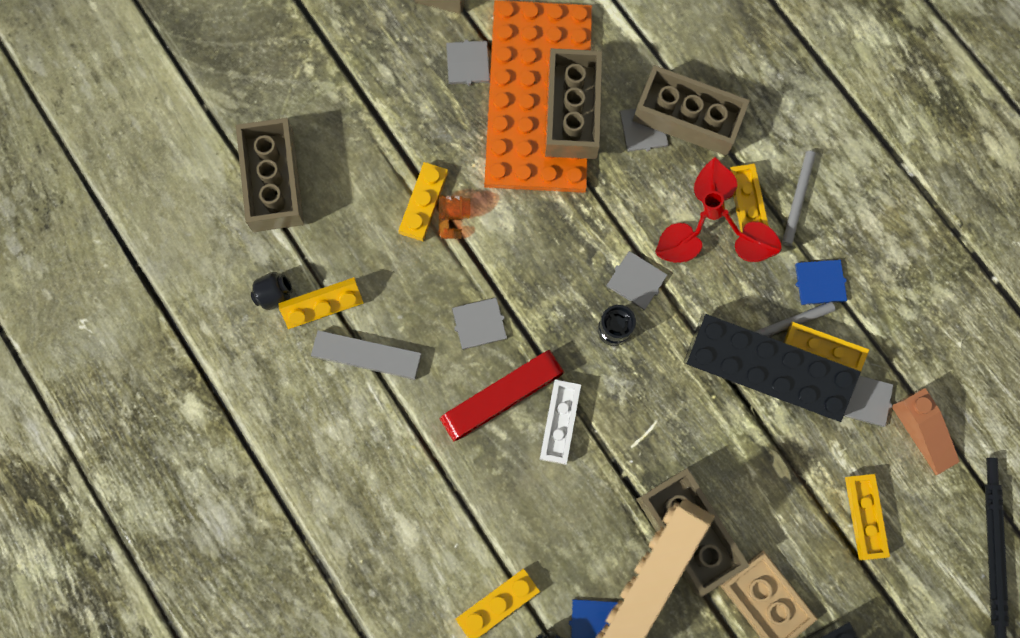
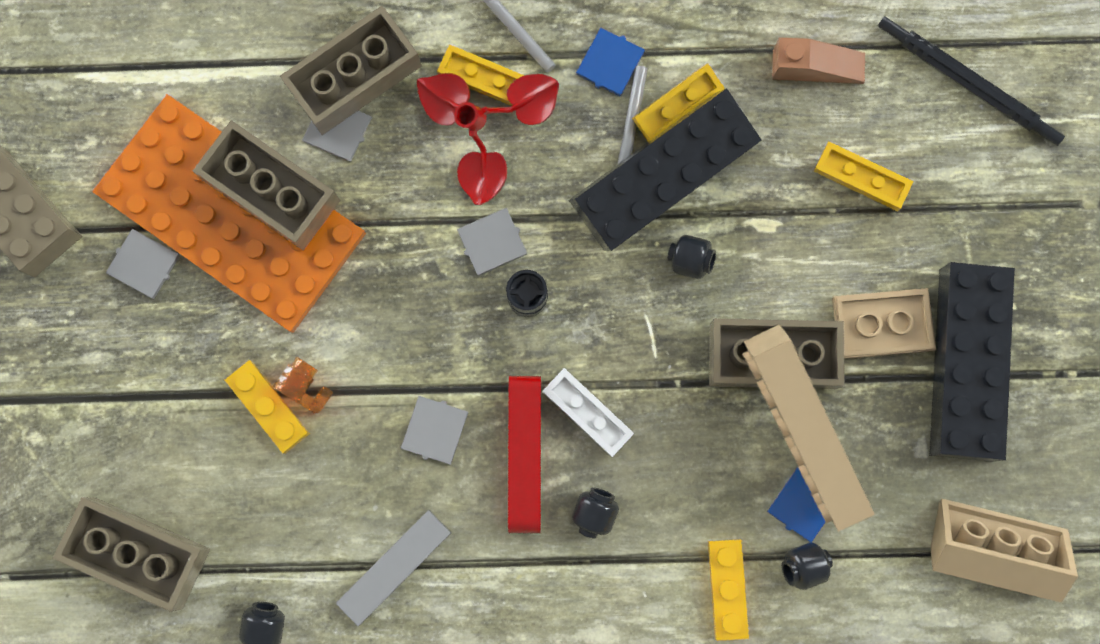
camera: 50 degrees left, 5 degrees up
(320, 303) = (308, 582): yellow plate -> none
(492, 471) = (595, 512): none -> black head
(721, 426) = (692, 256): none -> black head
(870, 401) = (757, 95): light grey piece -> none

